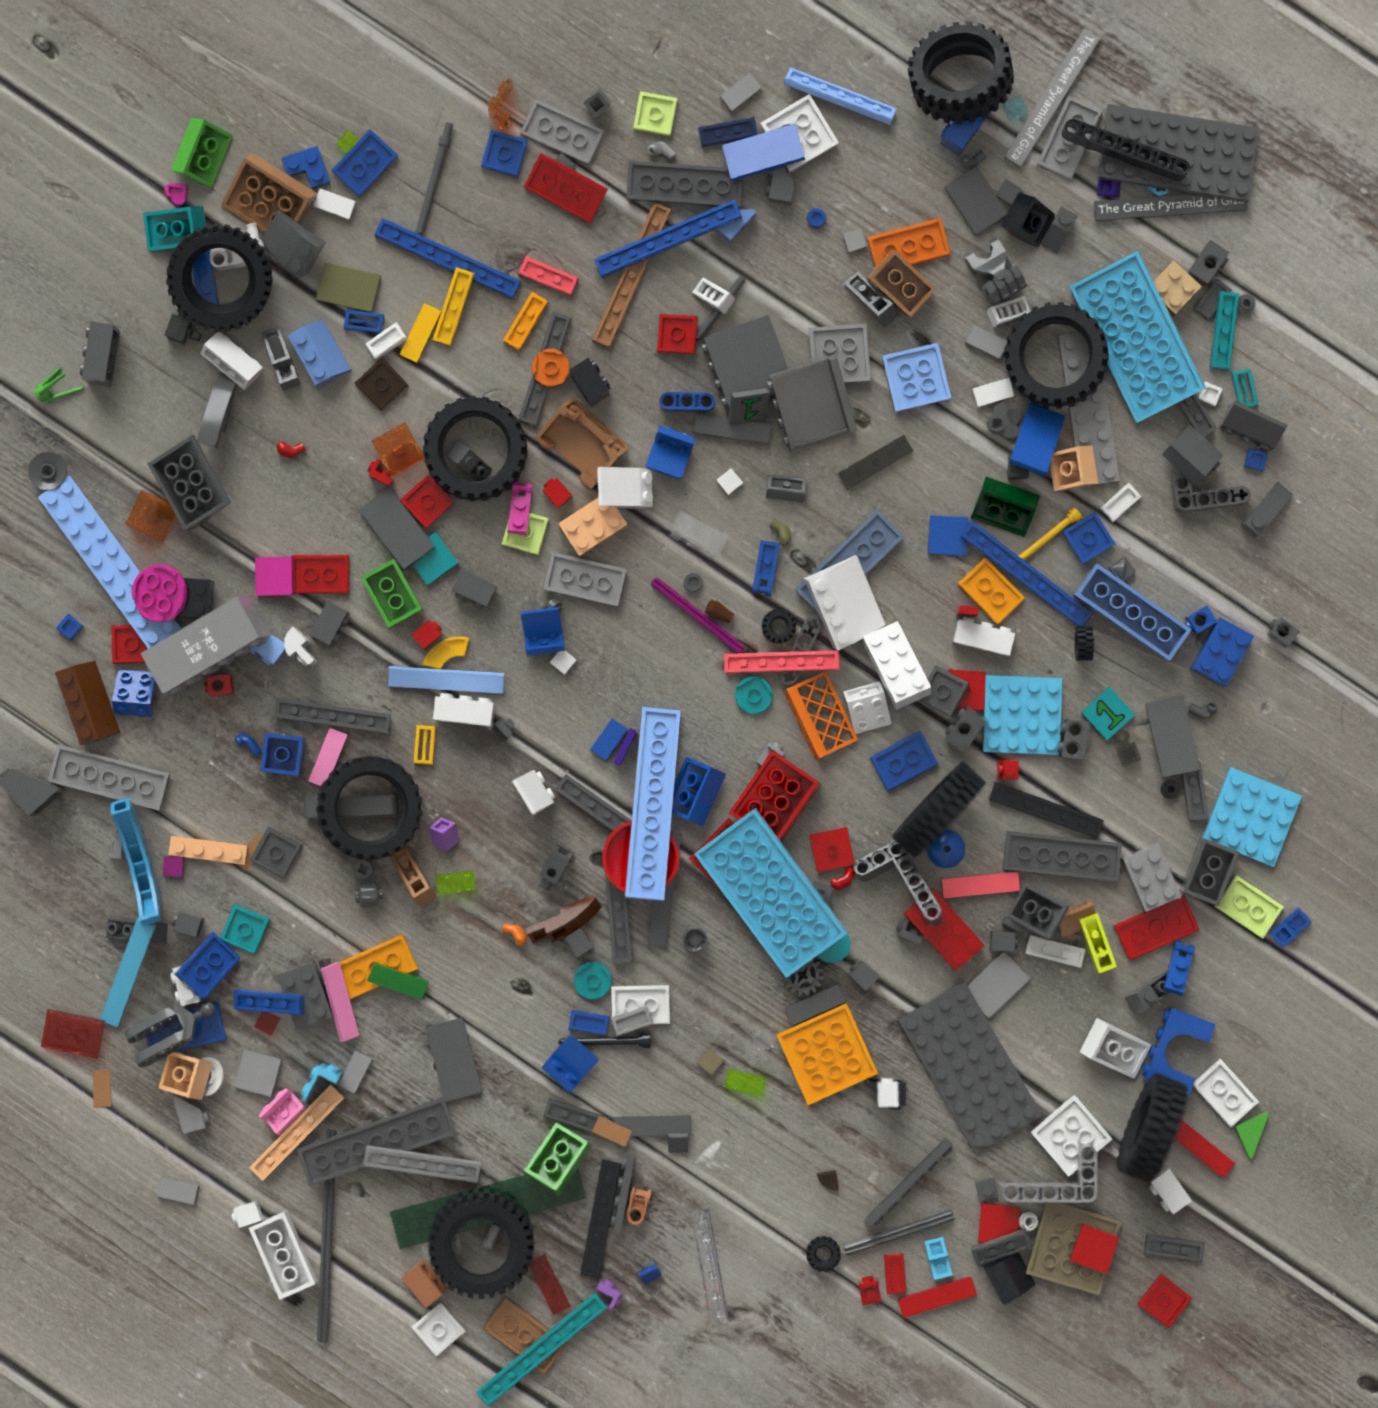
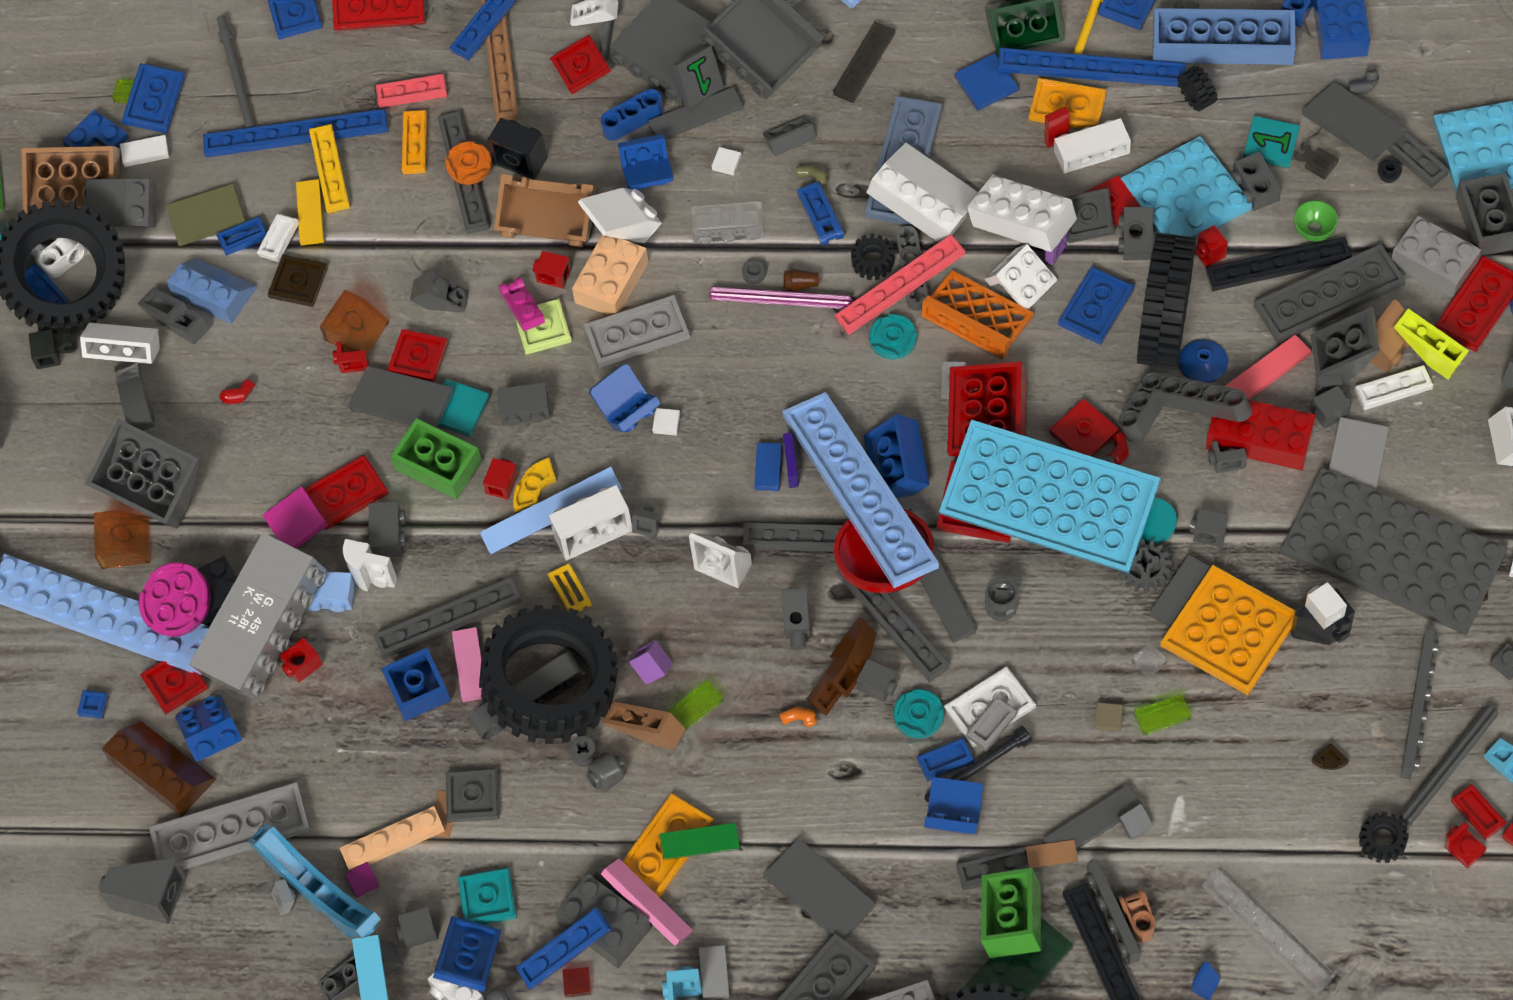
camera: 20 degrees left, 25 degrees down
(249, 741) = (368, 698): blue arm -> none
(443, 423) = (428, 233): black tyre -> none
(1101, 795) = (1319, 213): none -> bright green piece

